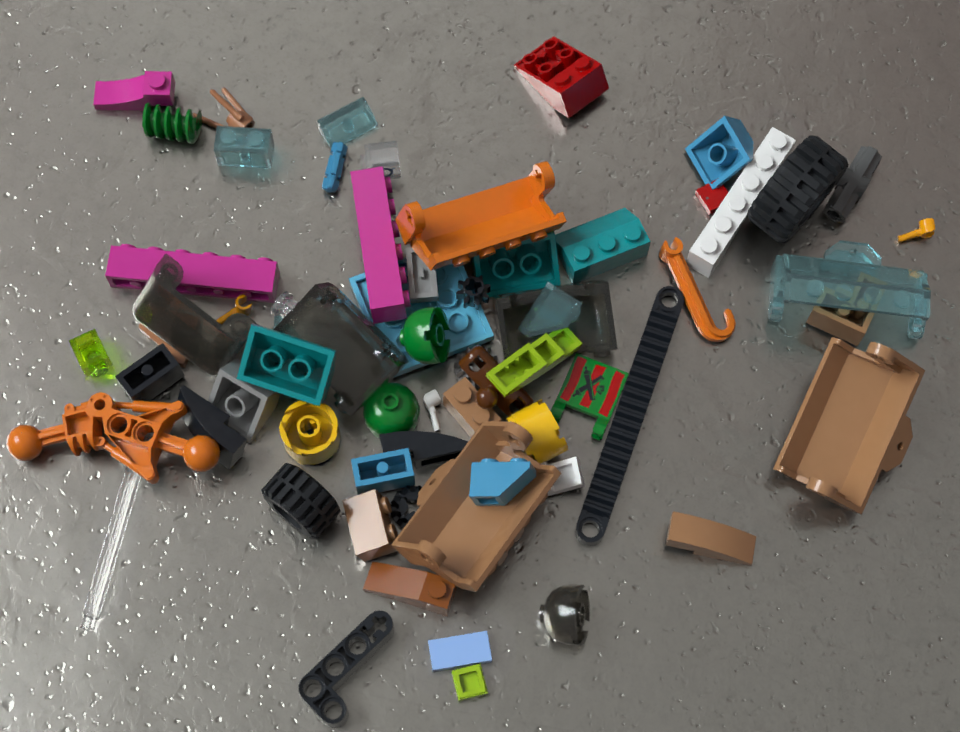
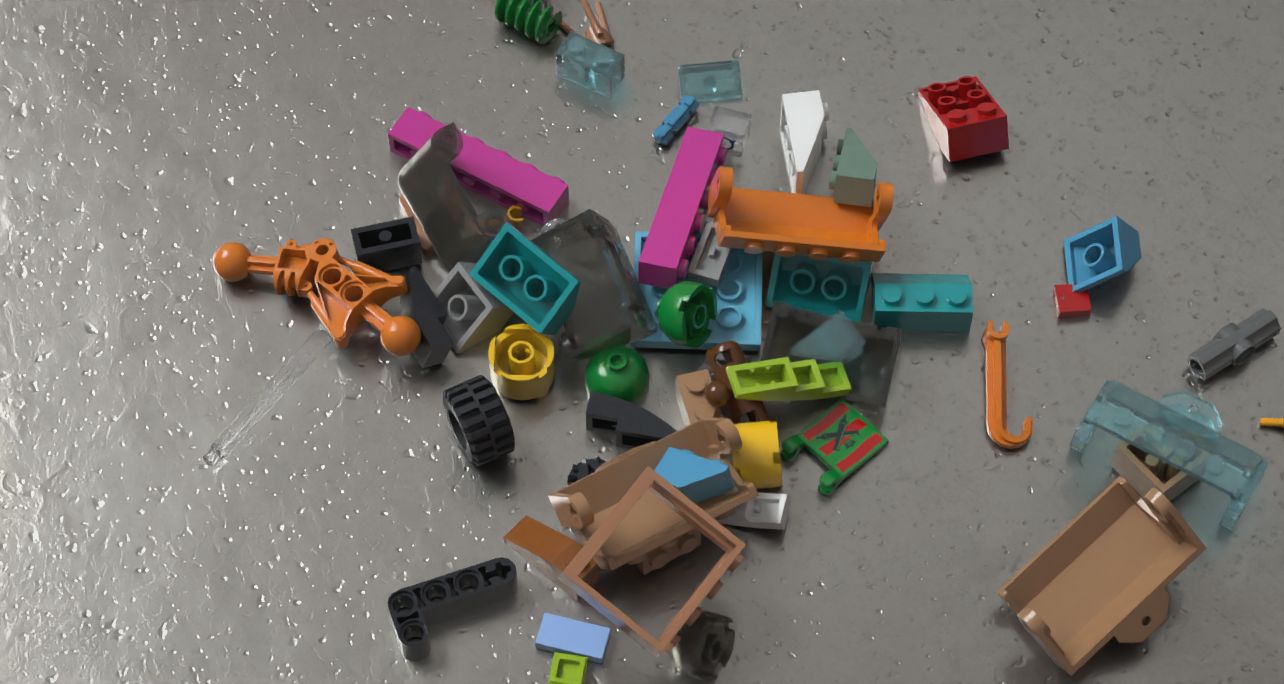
camera: 25 degrees right, 10 degrees down
(85, 348) = (337, 206): clear neon green brick -> none
(370, 525) = (537, 474): brick -> none
(383, 471) = (577, 429): dark azure brick -> none
(431, 400) = (664, 384): white hand -> none
(443, 141) = (802, 134): none -> white slope
(476, 284) = (758, 290): black gear -> none
(504, 158) = (853, 172): none -> sand green slope
(558, 572) = (708, 588): none -> nougat window
(629, 416) = (868, 481): black gear -> none
(710, 539) = (893, 635): medium nougat slope -> none
(733, 210) = (1055, 335): white arch -> none
(797, 188) = (1158, 316): black tyre -> none

